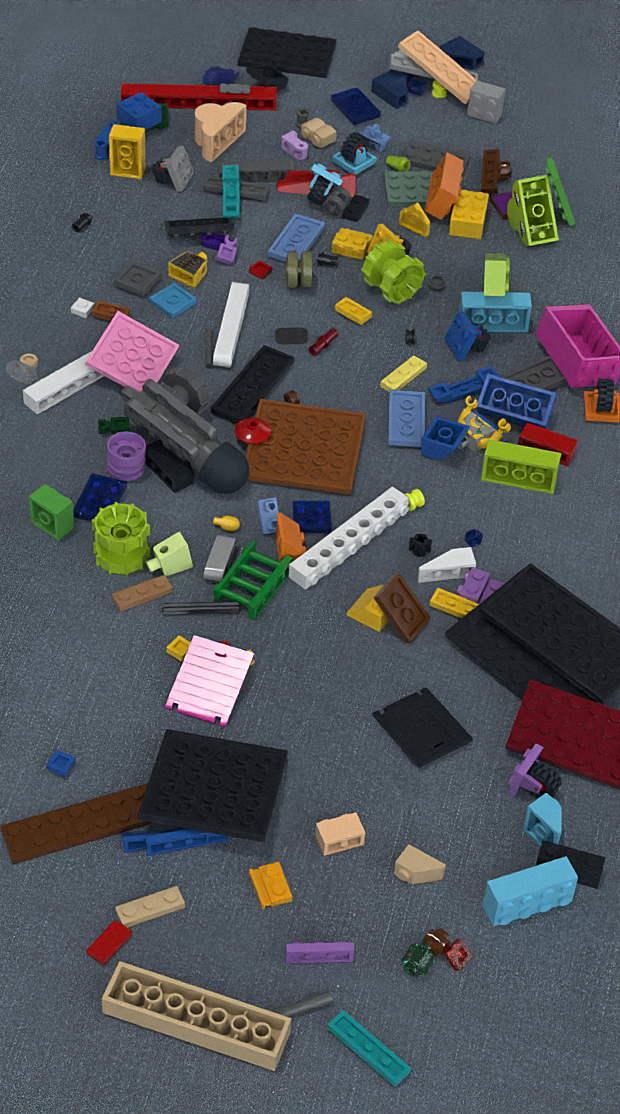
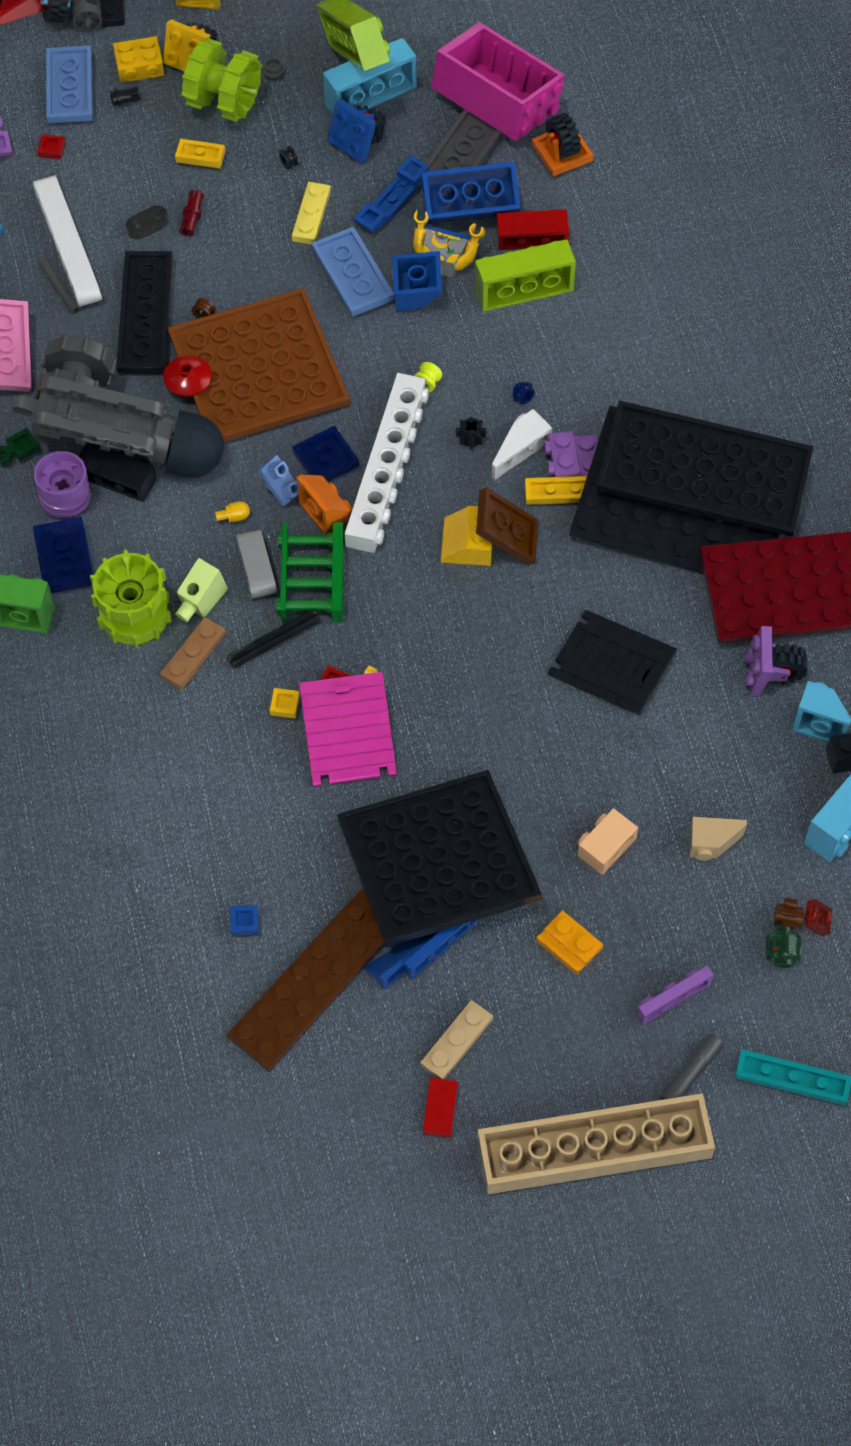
camera: 25 degrees left, 15 degrees up
(299, 269) = (104, 127): olive wheel -> none

